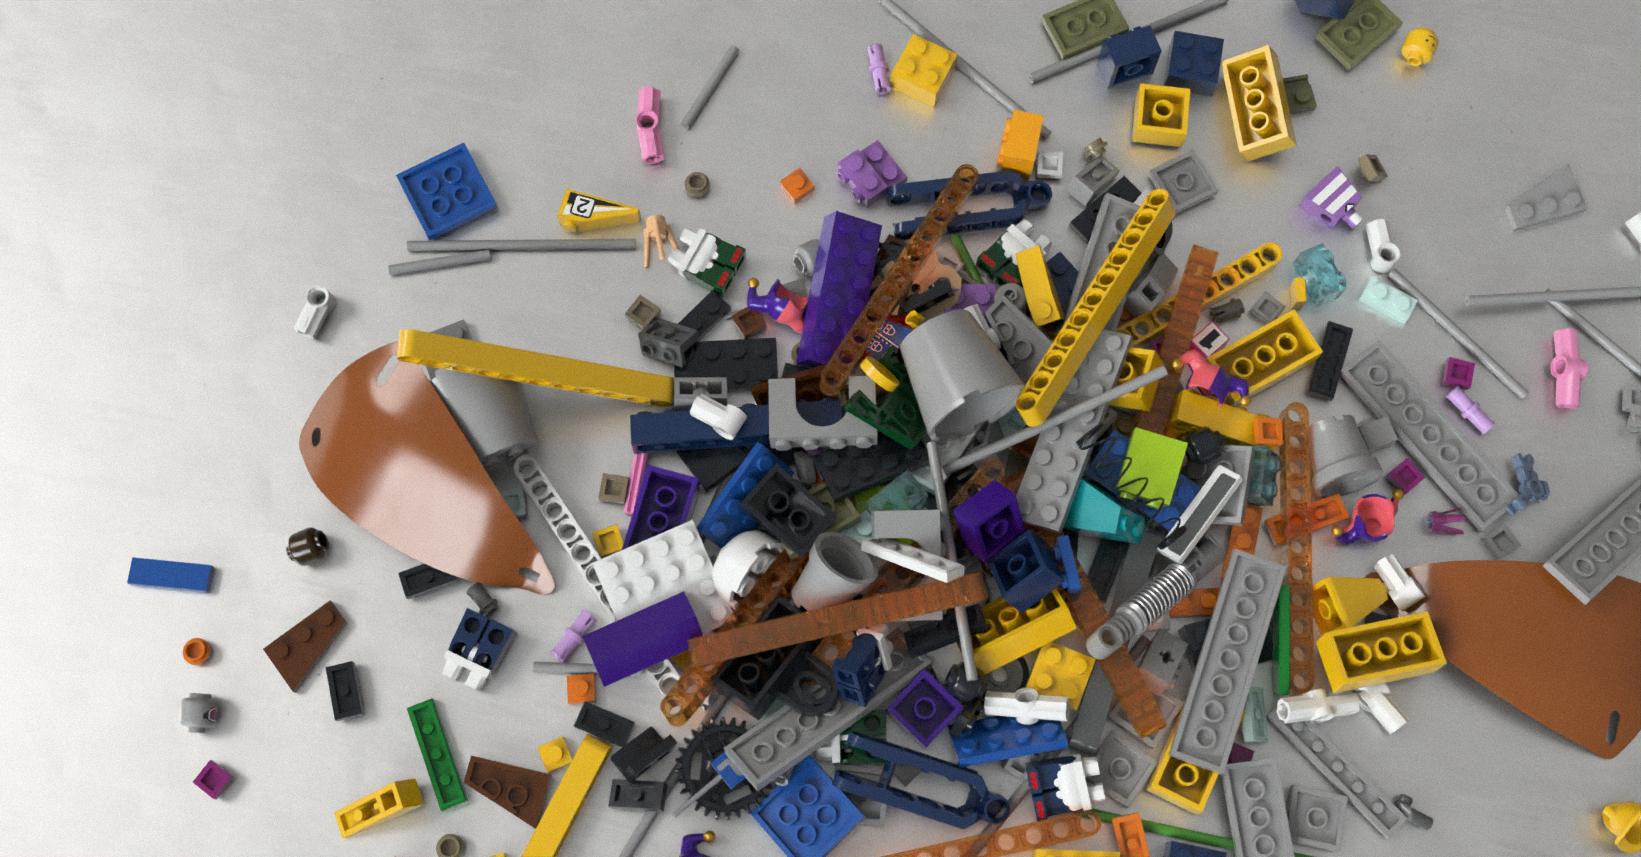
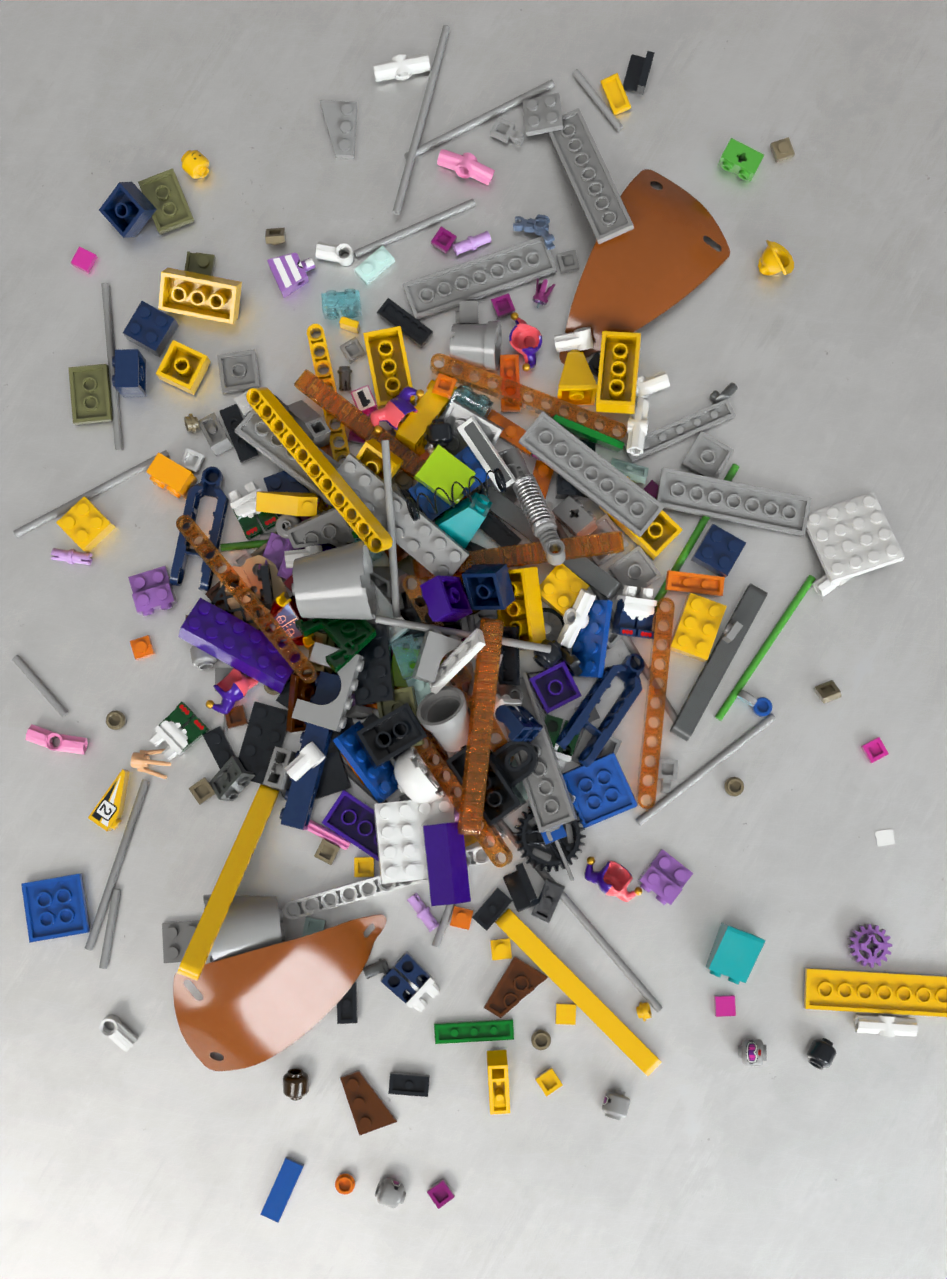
camera: 75 degrees left, 10 degrees up
(879, 374) = (316, 638): yellow piece -> none
(1063, 553) = (485, 556): blue plate -> none

